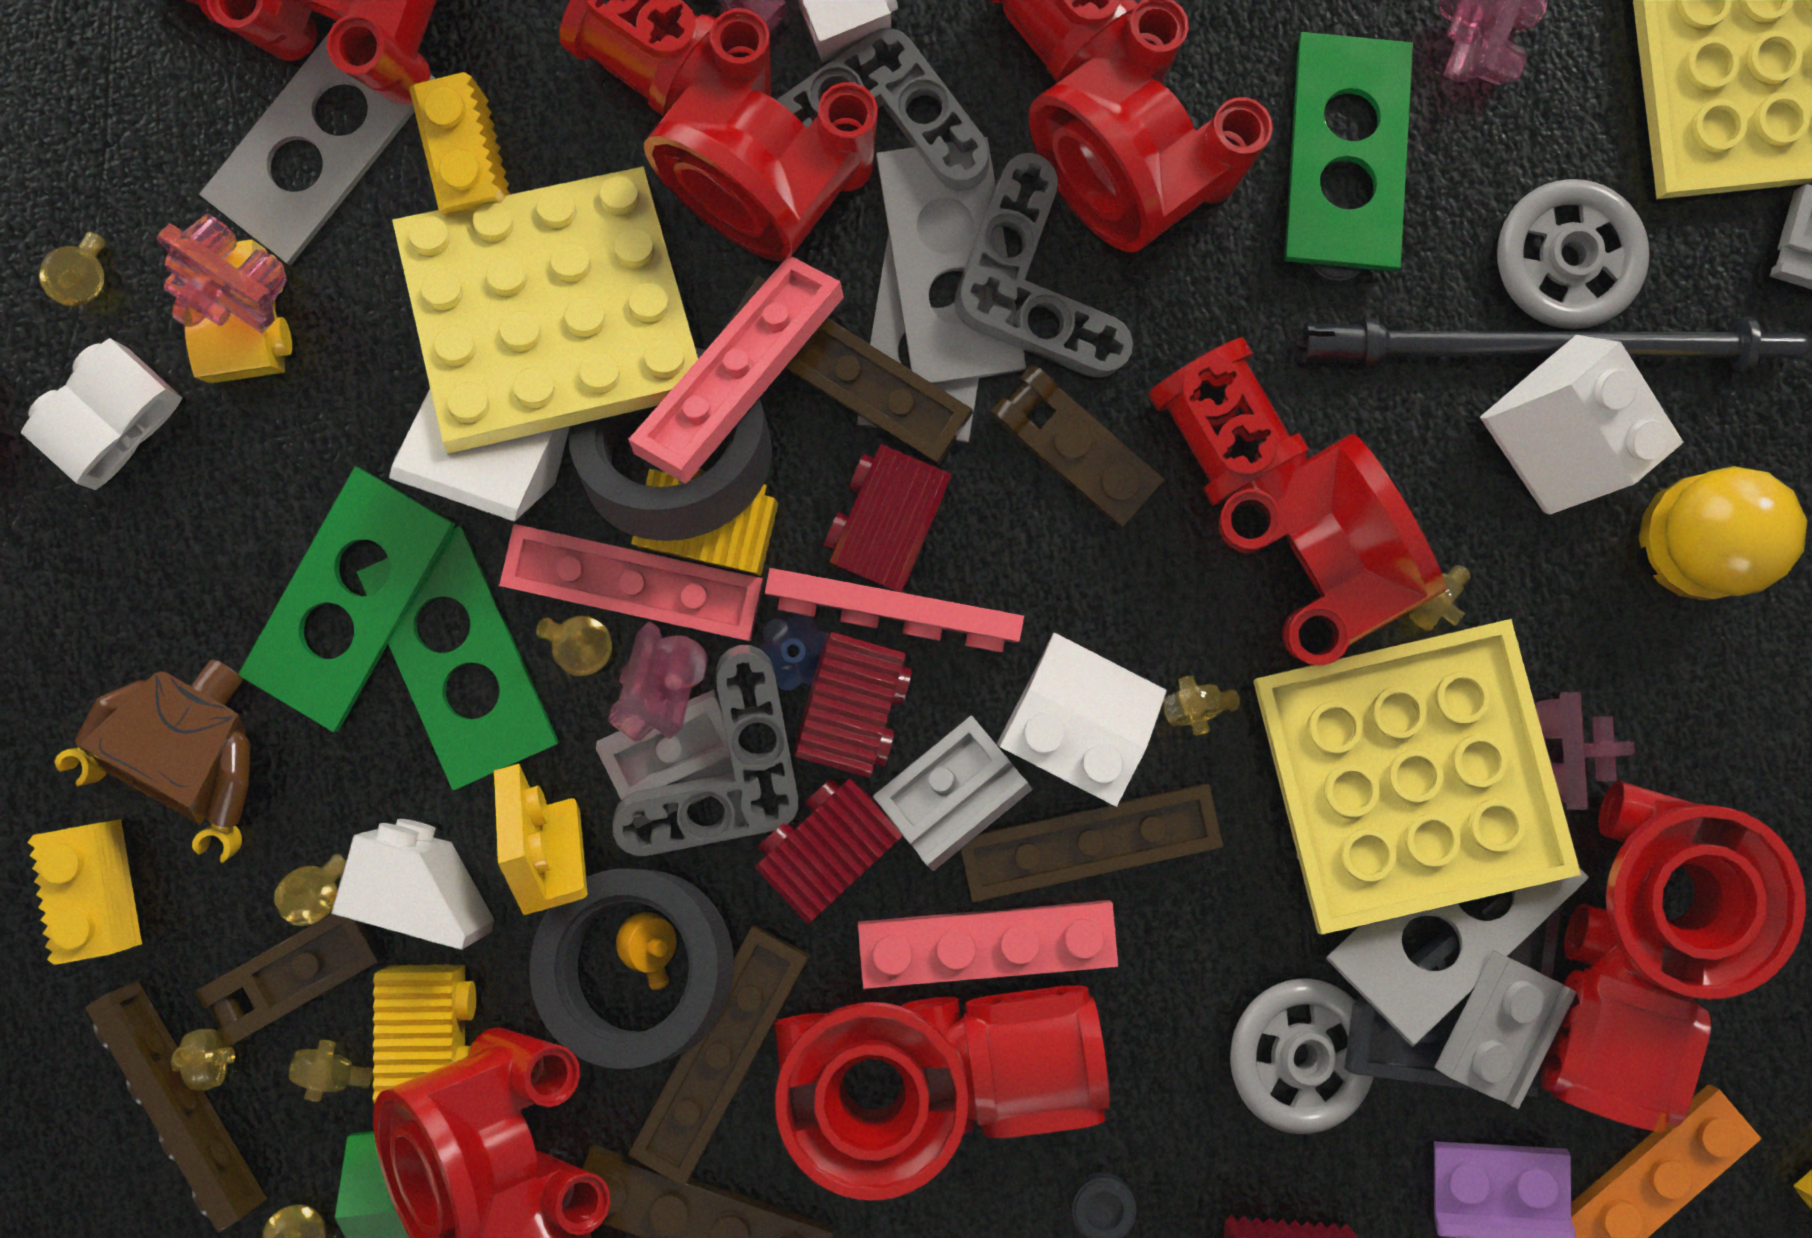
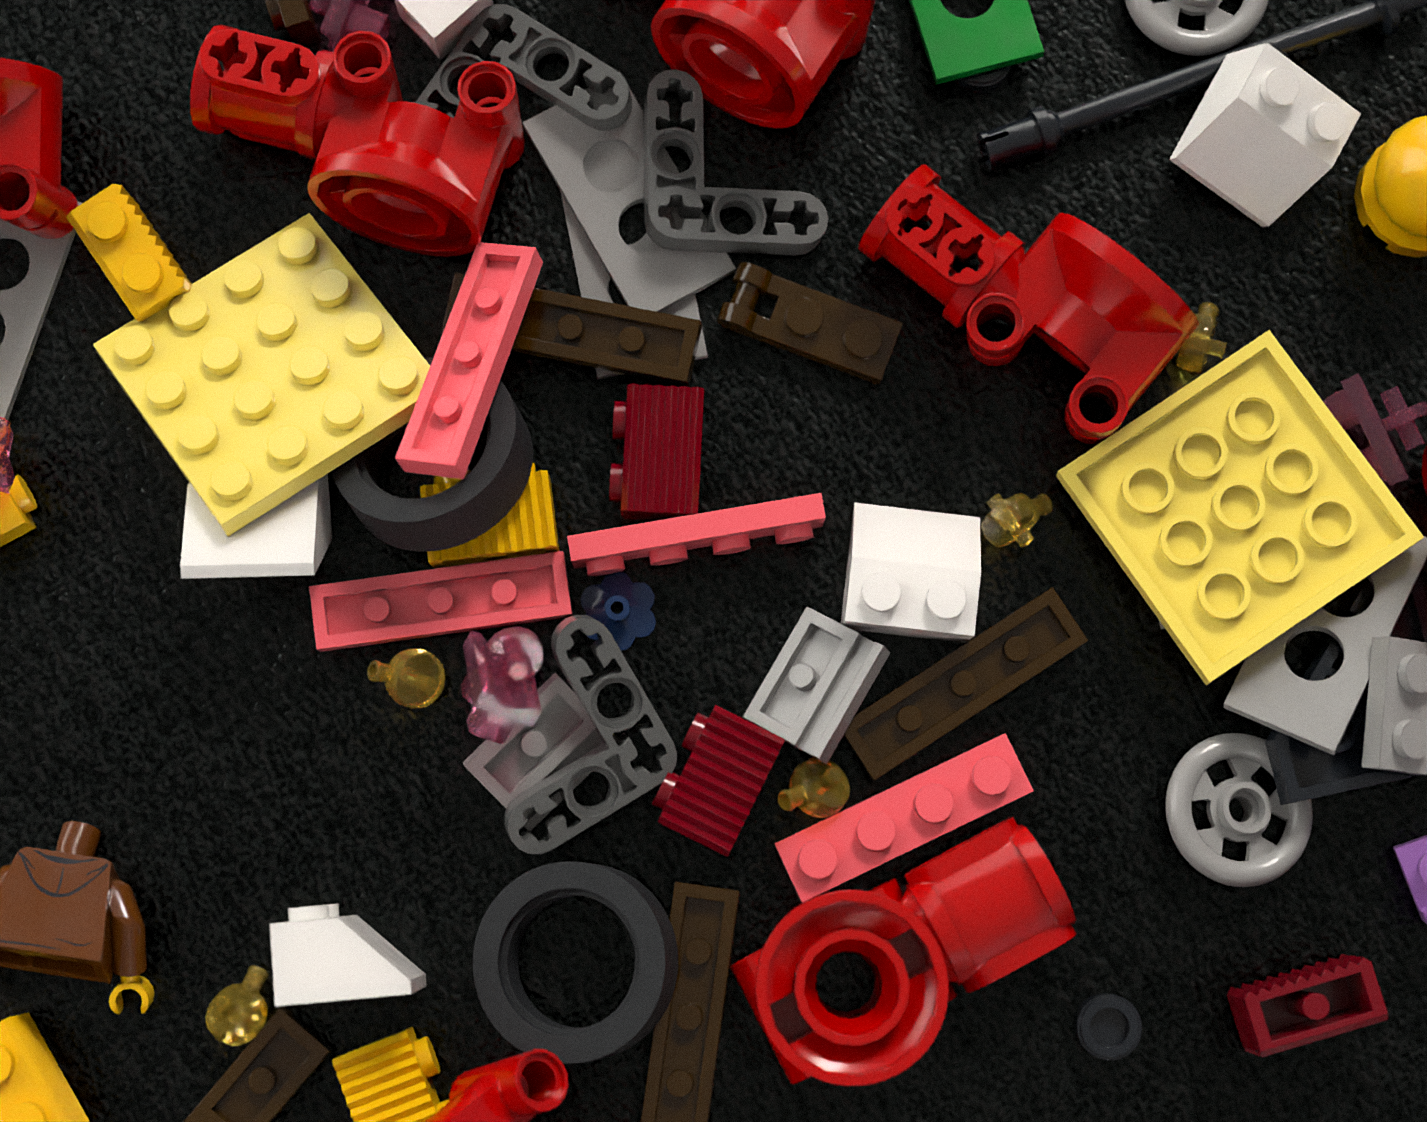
camera: 25 degrees left, 5 degrees down
(281, 658) = (129, 797): green piece -> none
(518, 721) = (220, 695): green piece -> none
(538, 844) = (445, 875): yellow bracket -> none
(647, 945) = (581, 939): light orange piece -> none
(851, 705) = (690, 637): dark red brick -> none
(915, 889) = (816, 789): none -> clear yellow piece

